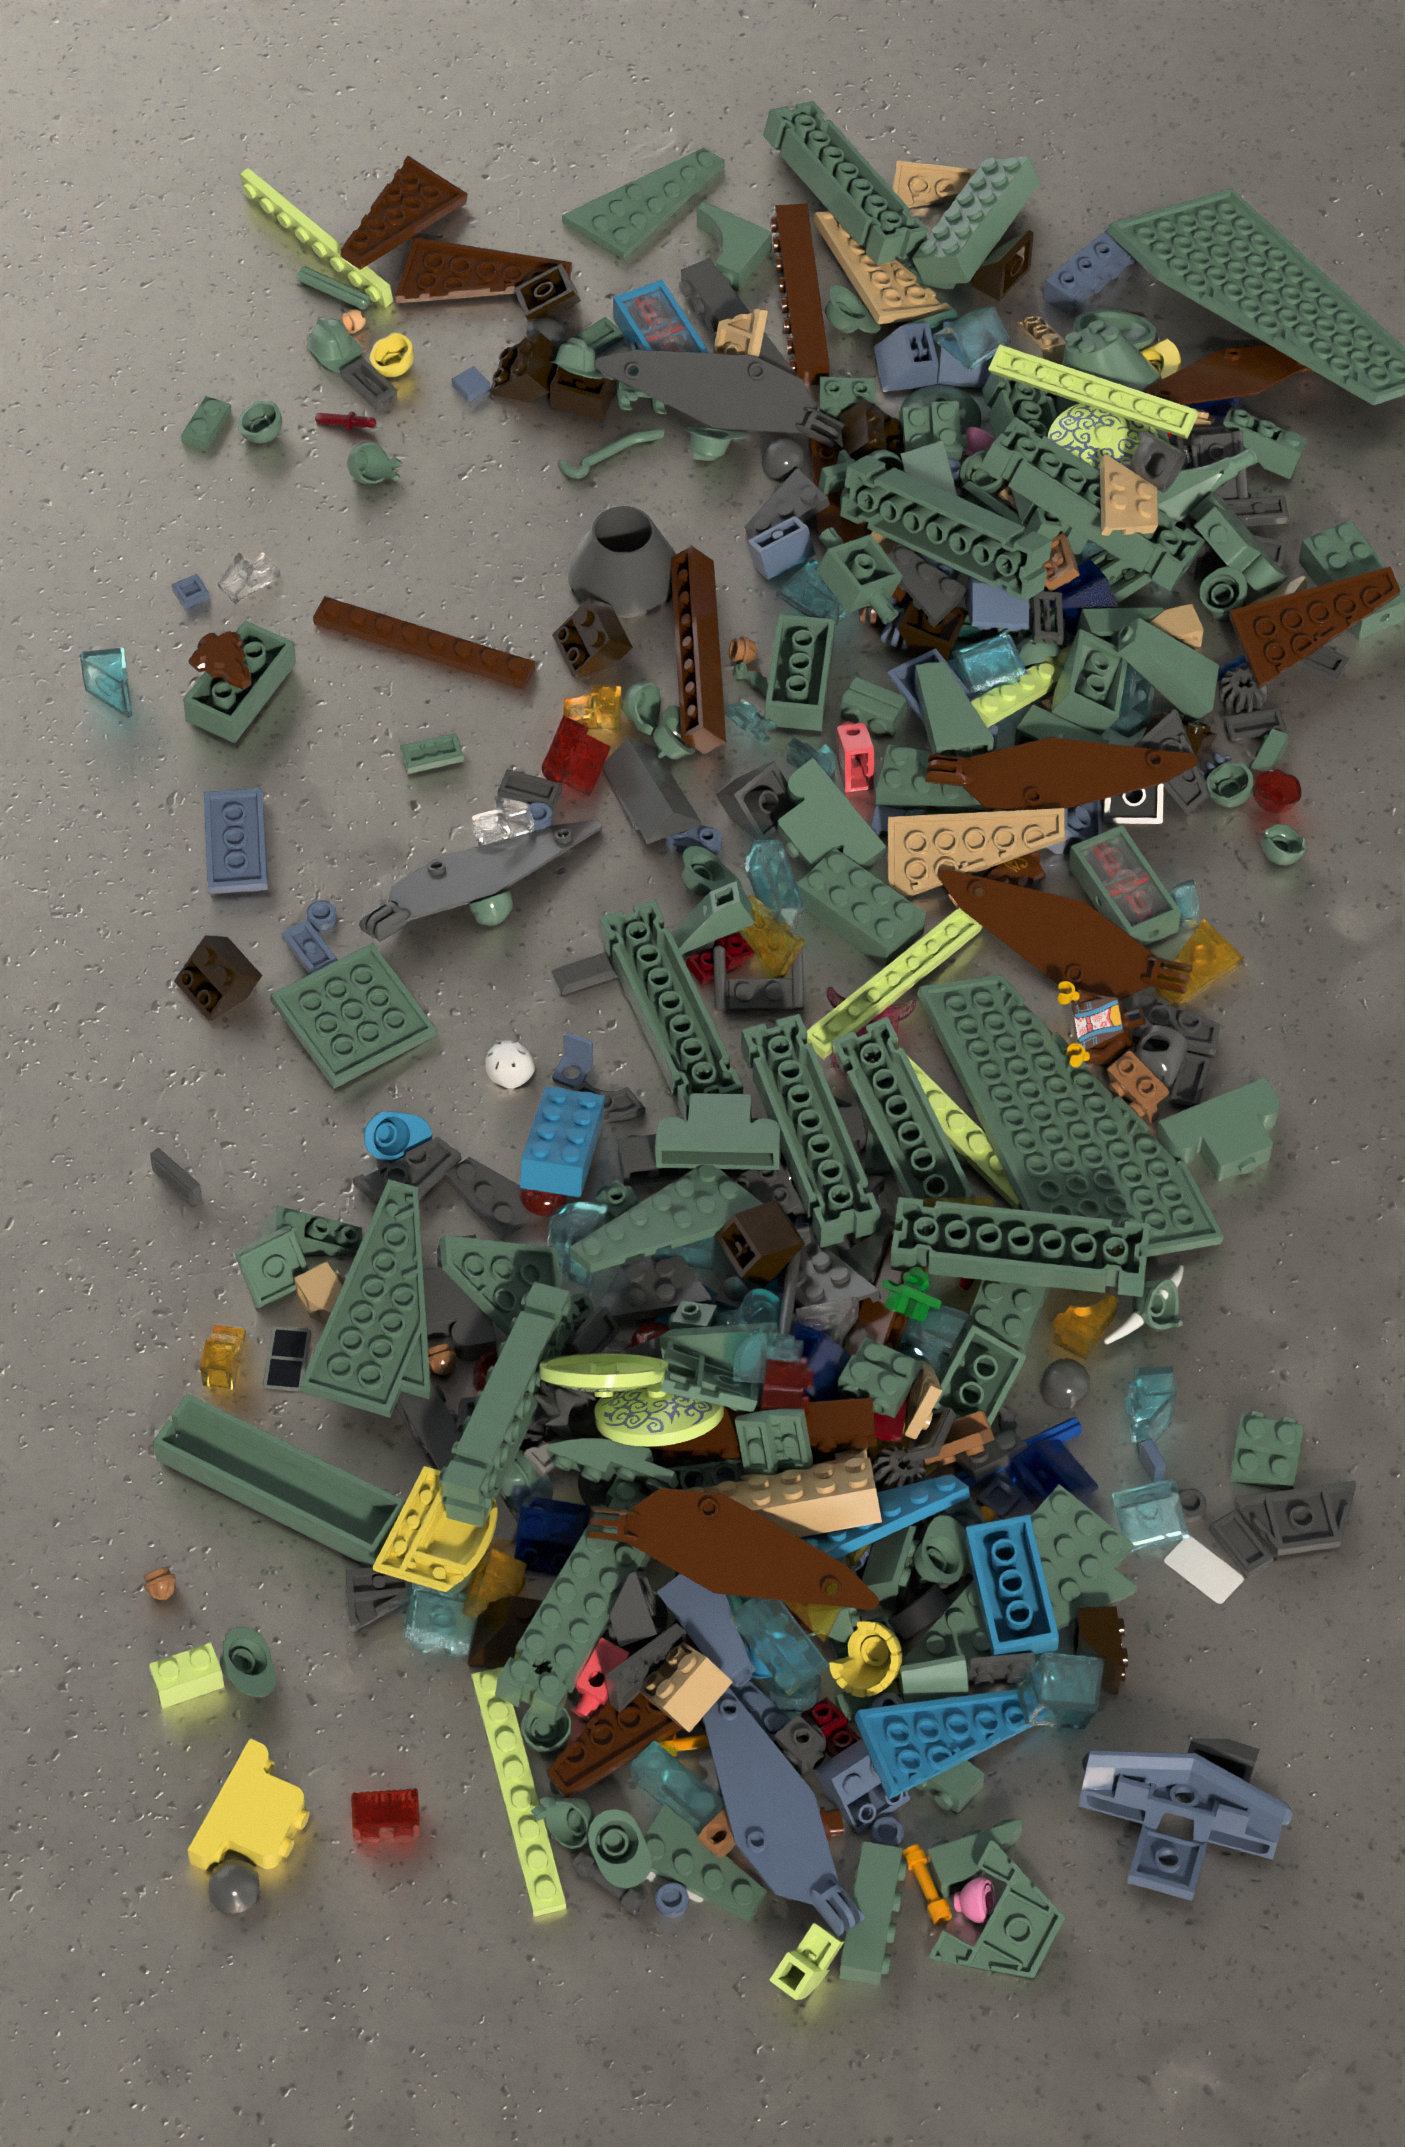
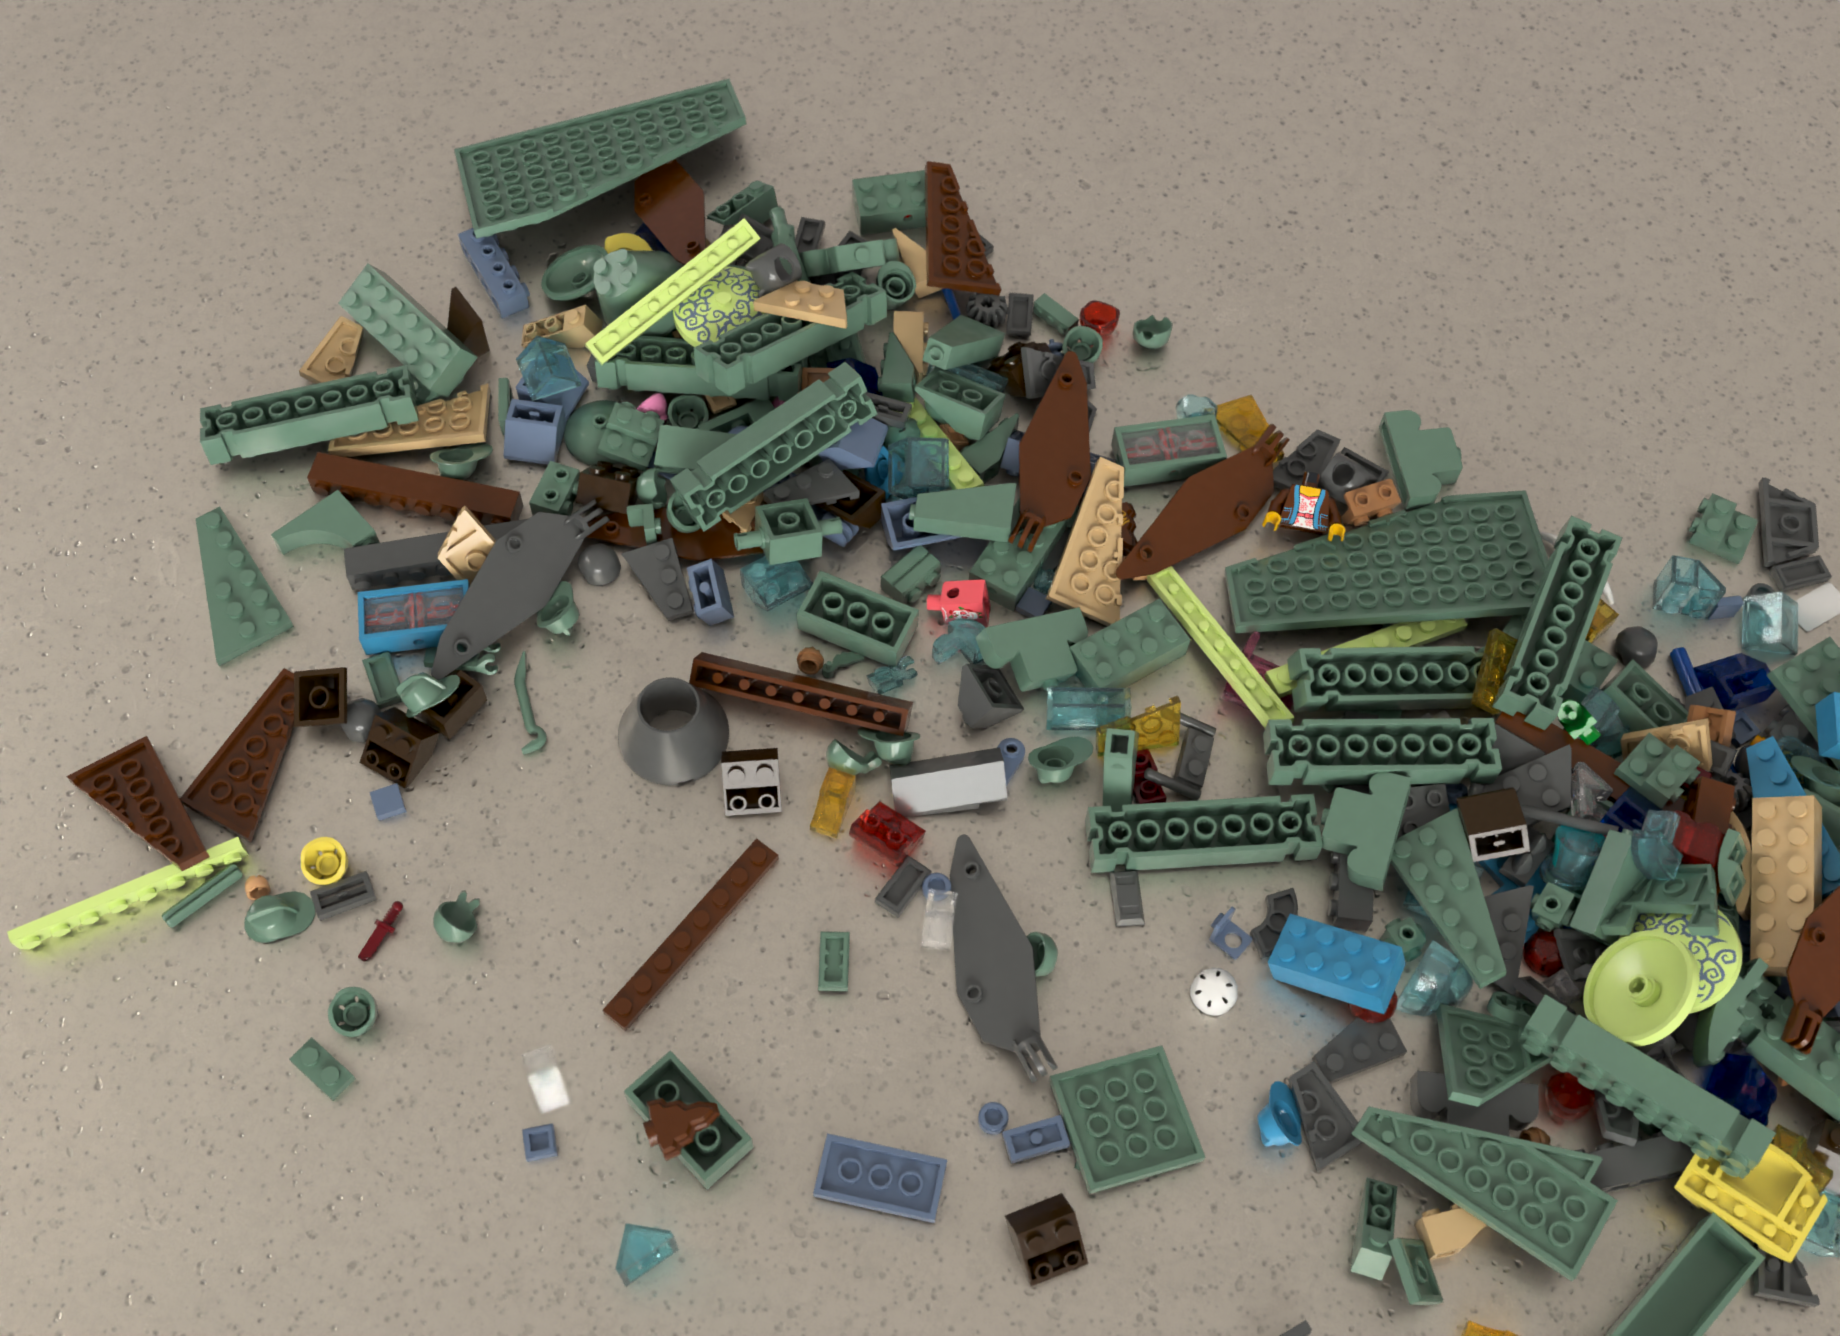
camera: 75 degrees left, 5 degrees up
(286, 1358) = (1500, 1289): black sticker -> none

